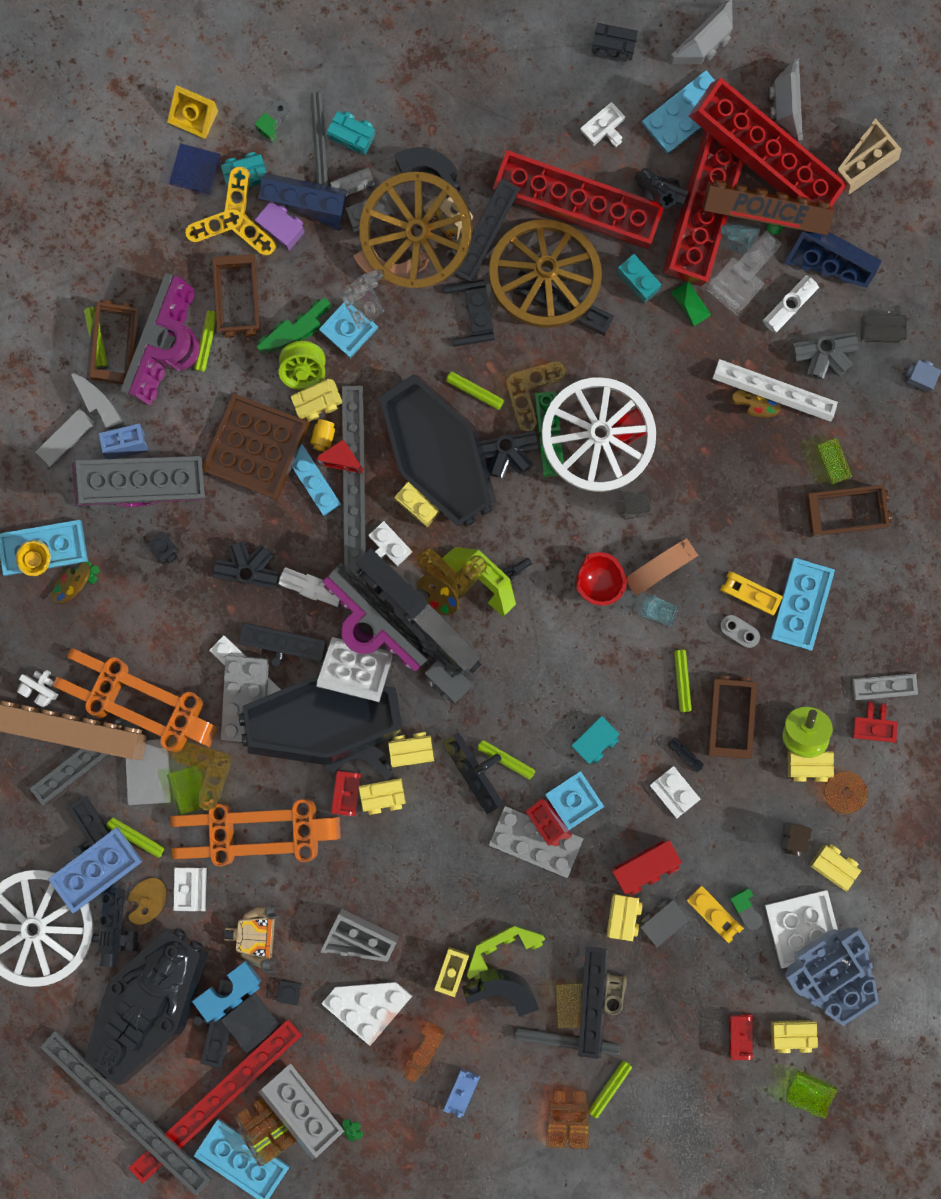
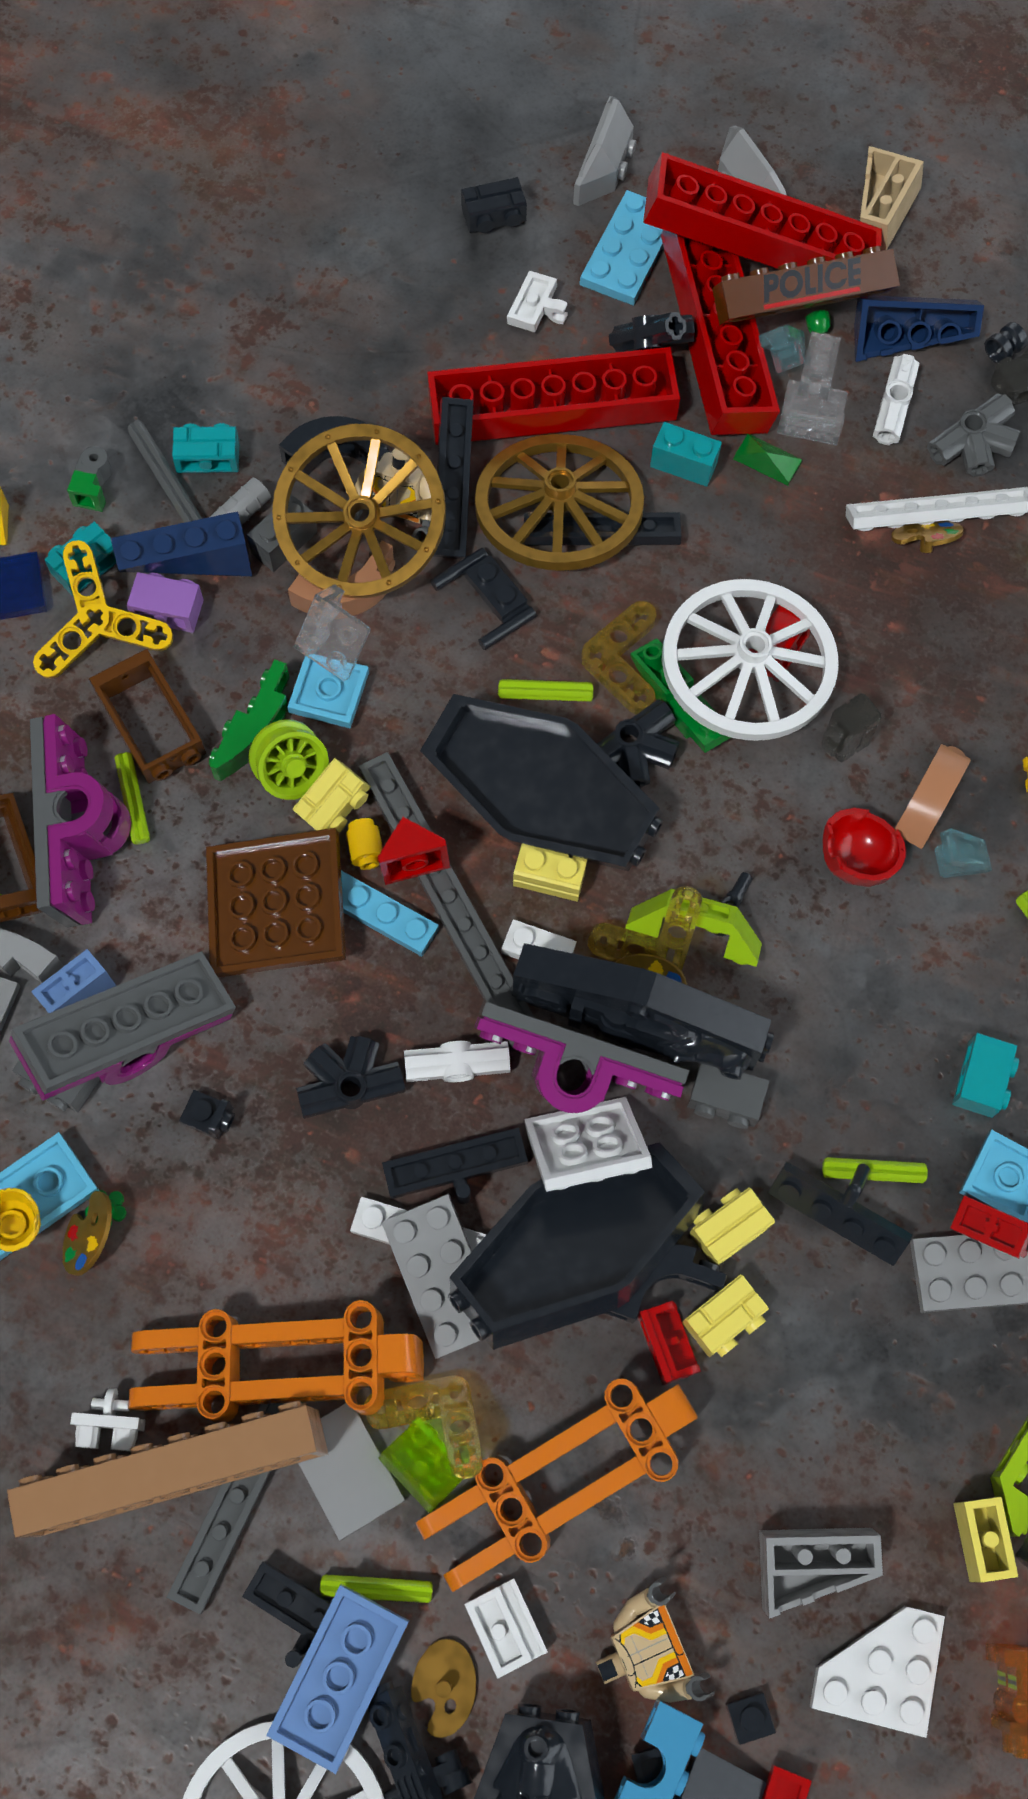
camera: 30 degrees left, 15 degrees down
(883, 298) = (1008, 341): none -> black wheel

